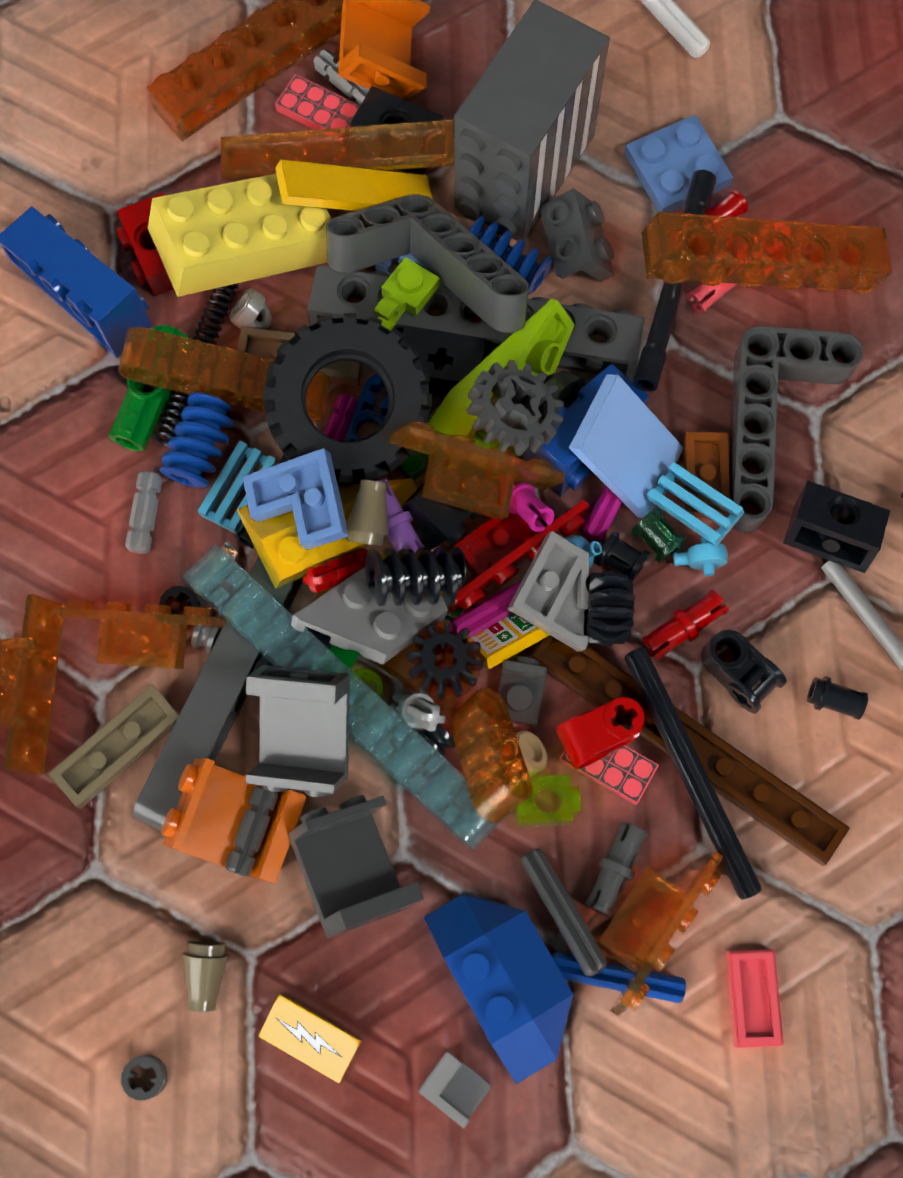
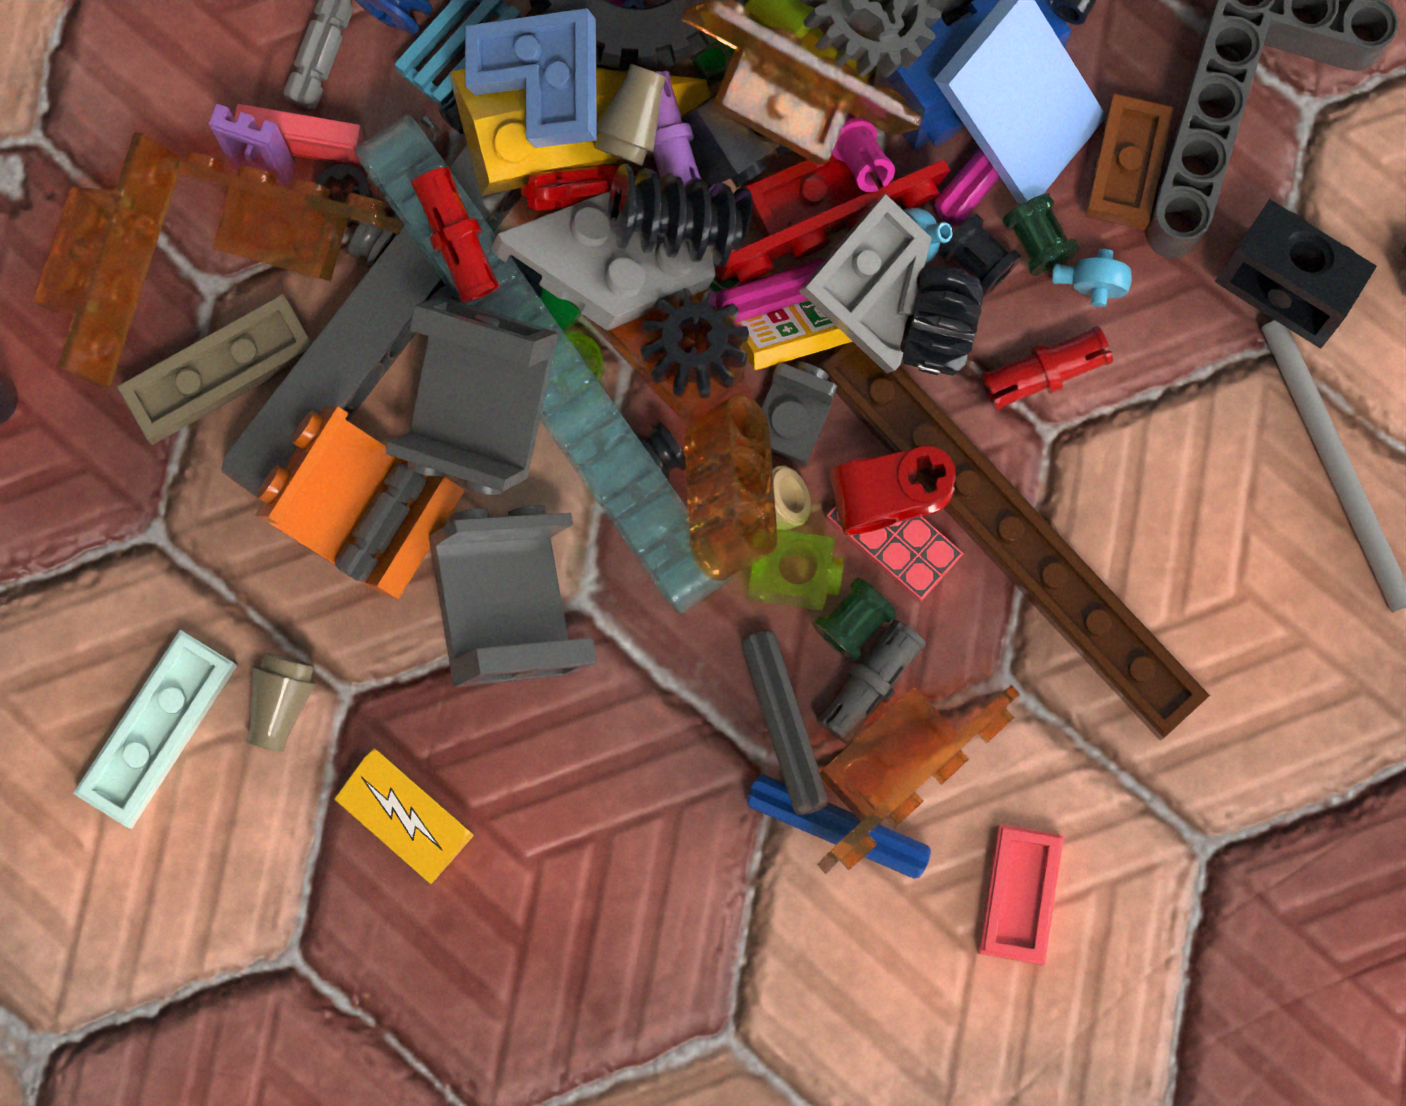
camera: 10 degrees right, 5 degrees up
(107, 588) = (244, 143): none -> medium lavender tile
(120, 1014) = (155, 729): none -> light aqua tile
(141, 572) = (312, 136): none -> coral tile
(143, 1092) = (162, 837): dark grey bush -> none
(264, 621) = (455, 234): none -> red pin
(418, 709) = (643, 405): light grey axle -> none
(454, 1088) = (584, 922): light grey panel -> none
(505, 979) = (684, 795): blue wedge -> none
(595, 827) = (855, 619): none -> clear green bush
(667, 483) = (1068, 163): medium azure tile -> none
(692, 773) = (1006, 572): black axle -> none
(744, 671) = (1114, 450): black piece -> none
(837, 698) = (1236, 514): black pin -> none

